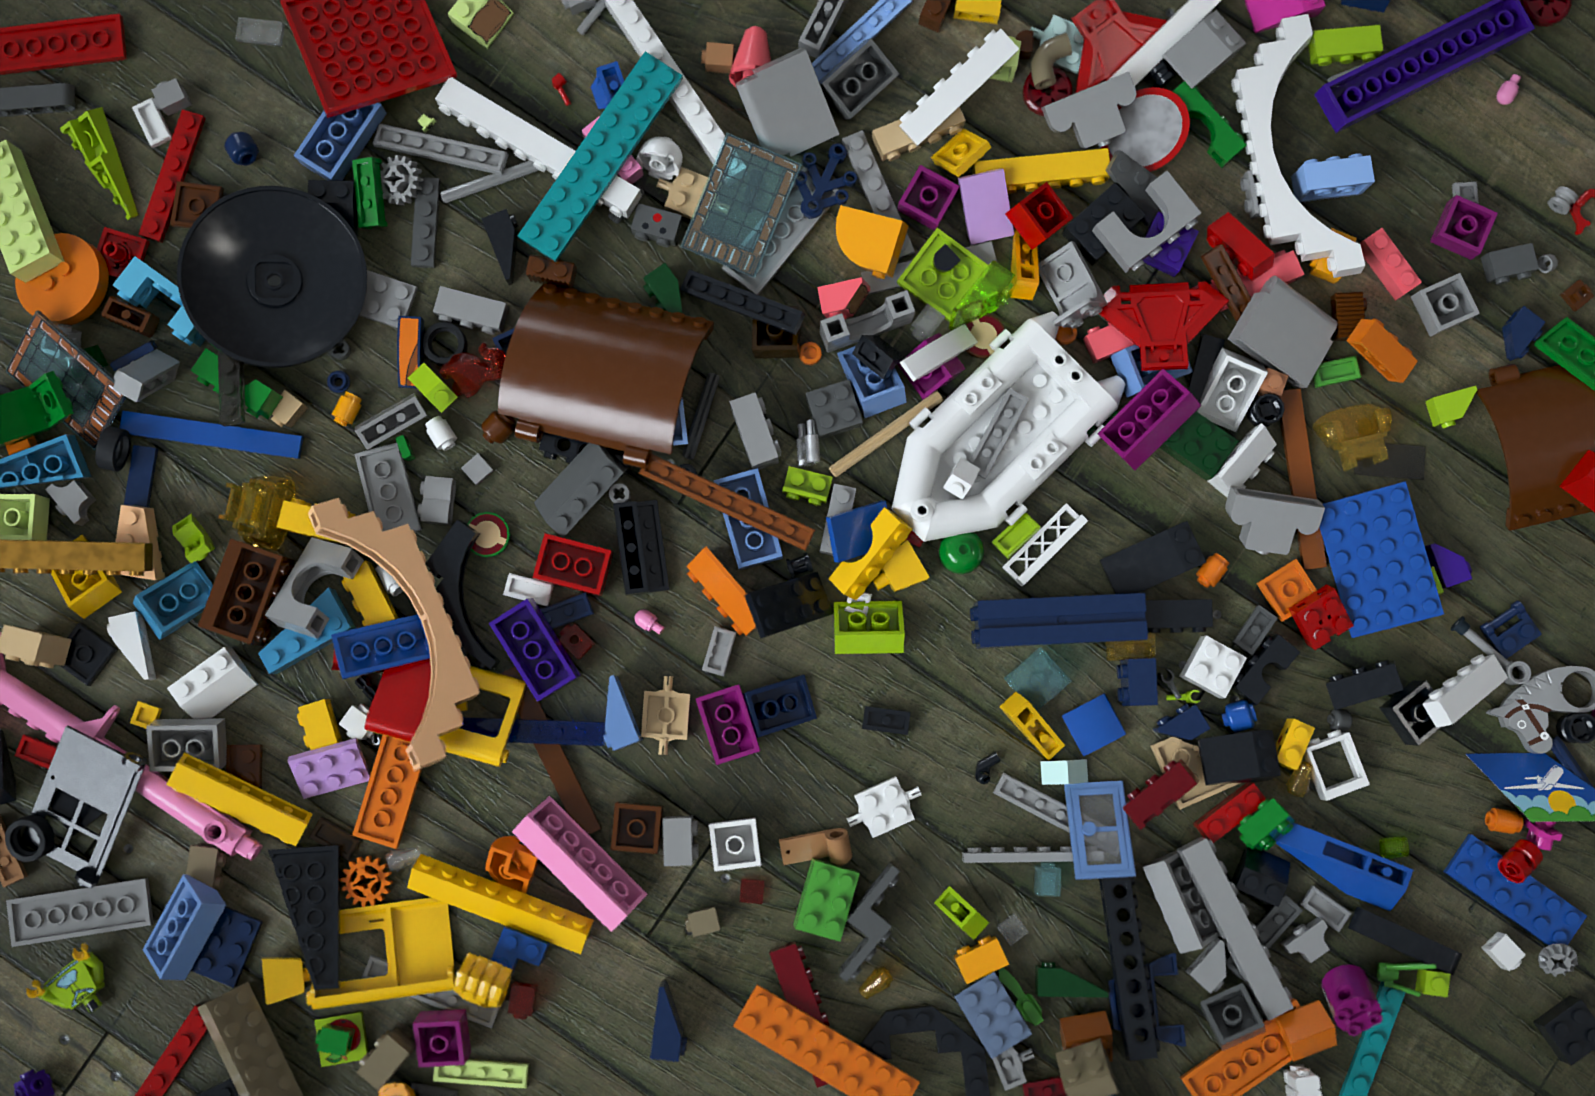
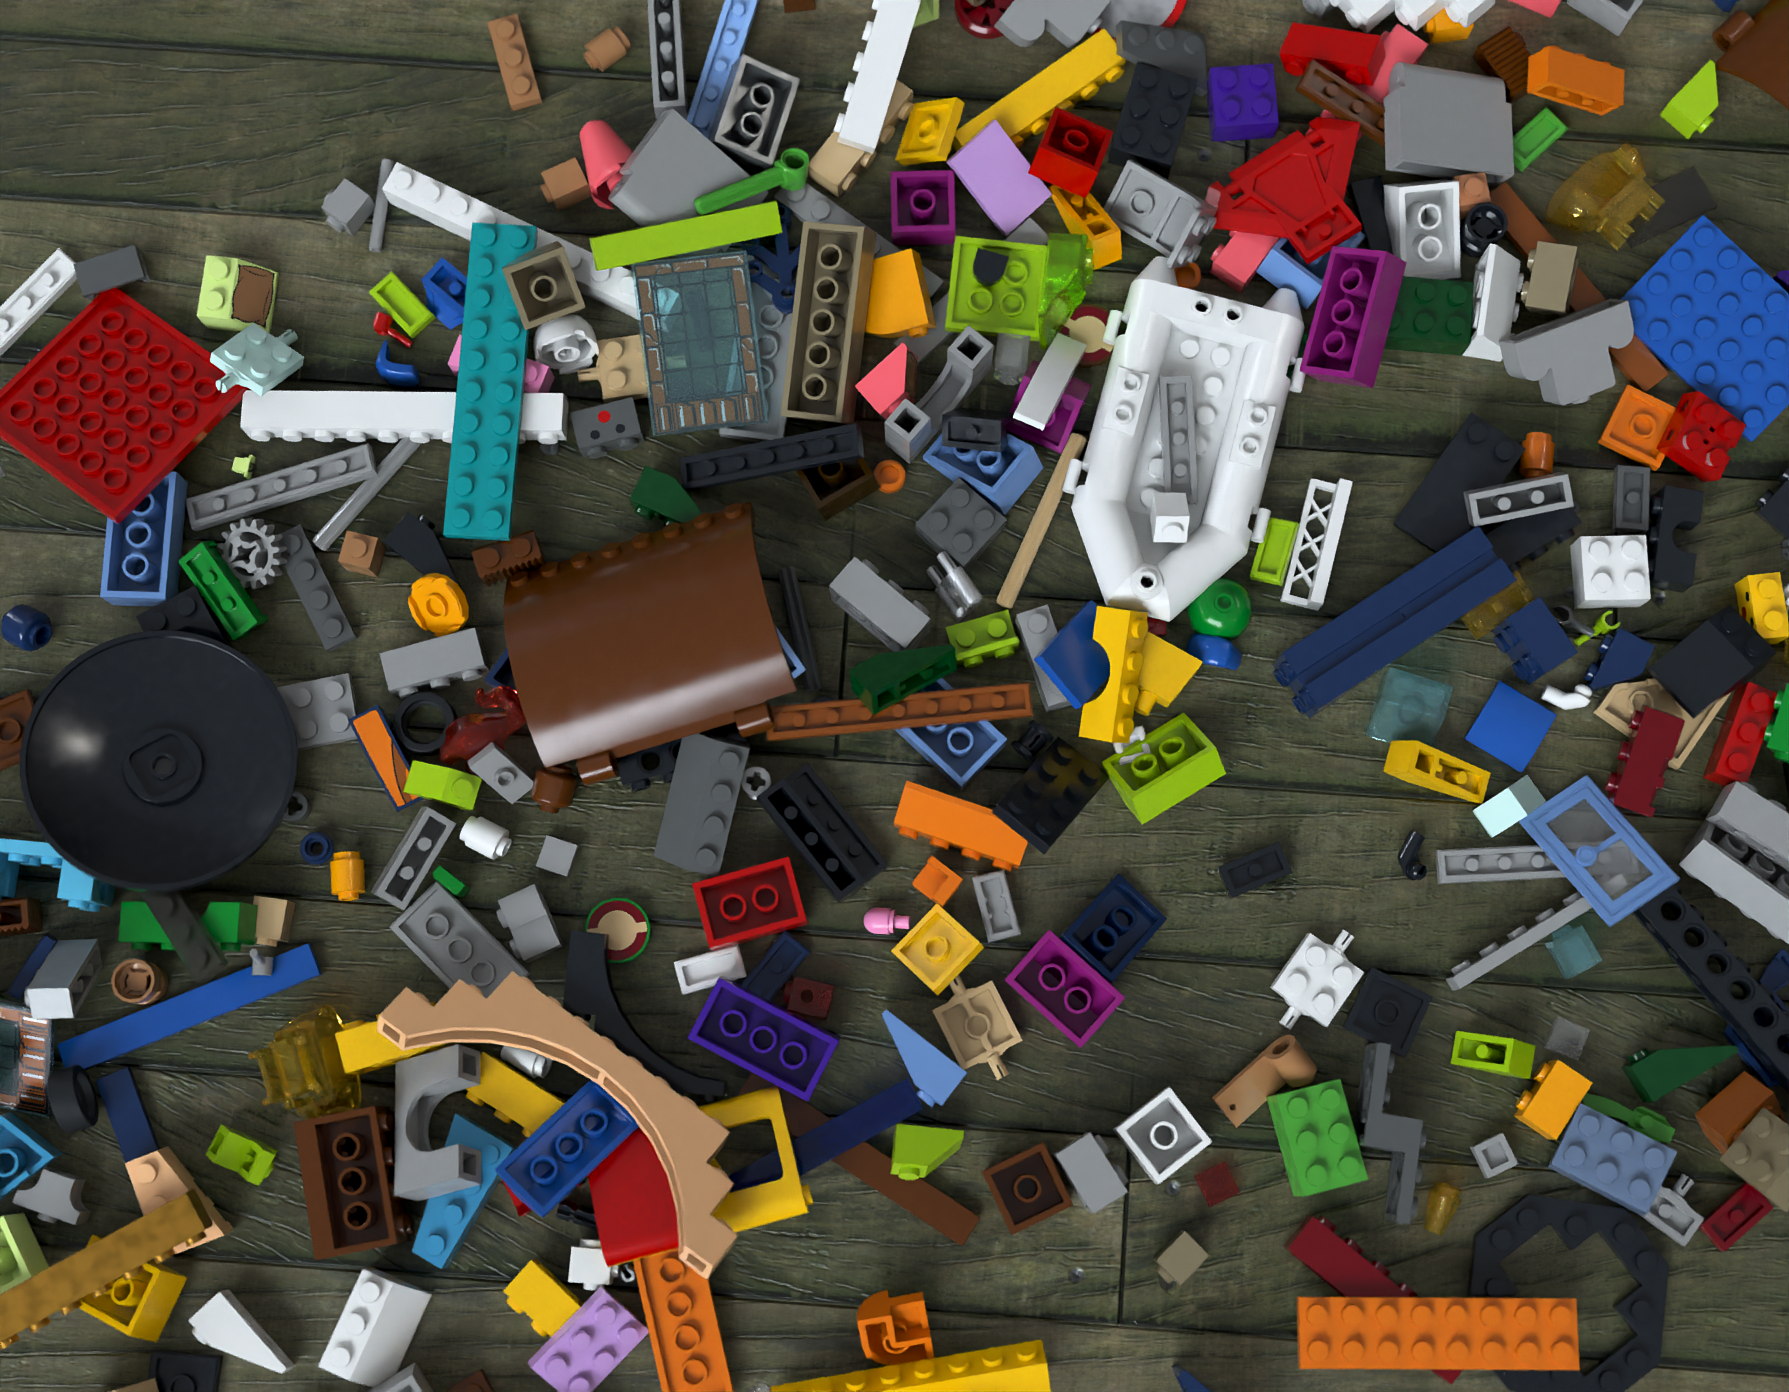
camera: 25 degrees left, 5 degrees down
(174, 600) = (262, 1247): dark azure slope -> none
(190, 402) = (139, 982): none -> medium nougat wheel
(266, 433) = (260, 964): none -> light grey hand
(465, 218) = (362, 553): none -> medium nougat brick
(468, 61) = (256, 359): none -> light aqua plate
(471, 400) = (501, 772): none -> light grey plate
(492, 276) = (438, 604): none -> light orange tile
(547, 117) = (395, 373): none -> blue hair
(577, 76) = (402, 305): none -> lime tile
(579, 863) = (983, 1276): bright pink brick -> none
(589, 769) = (922, 1149): none -> lime slope
(664, 115) = (543, 285): none -> dark tan slope
(668, 656) = (937, 949): none -> yellow plate
(692, 616) = (937, 882): none -> orange panel
(737, 479) = (898, 674): none -> dark green slope
(770, 133) = (685, 235): none -> lime tile
(825, 238) = (828, 322): none -> dark tan brick
(835, 125) = (788, 172): none -> bright green axle
(913, 850) = (1387, 1012): none -> black plate
(925, 971) = (1494, 1155): none -> light grey plate
(942, 575) = (1214, 651): none -> blue hair
(1131, 250) = (1207, 127): light grey arch -> none
(1139, 730) = (1565, 700): none -> white arm
(1180, 590) = (1518, 499): none -> light grey brick
(1239, 716) = (1679, 612): blue head -> none
(1287, 466) = (1551, 278): none -> dark tan brick

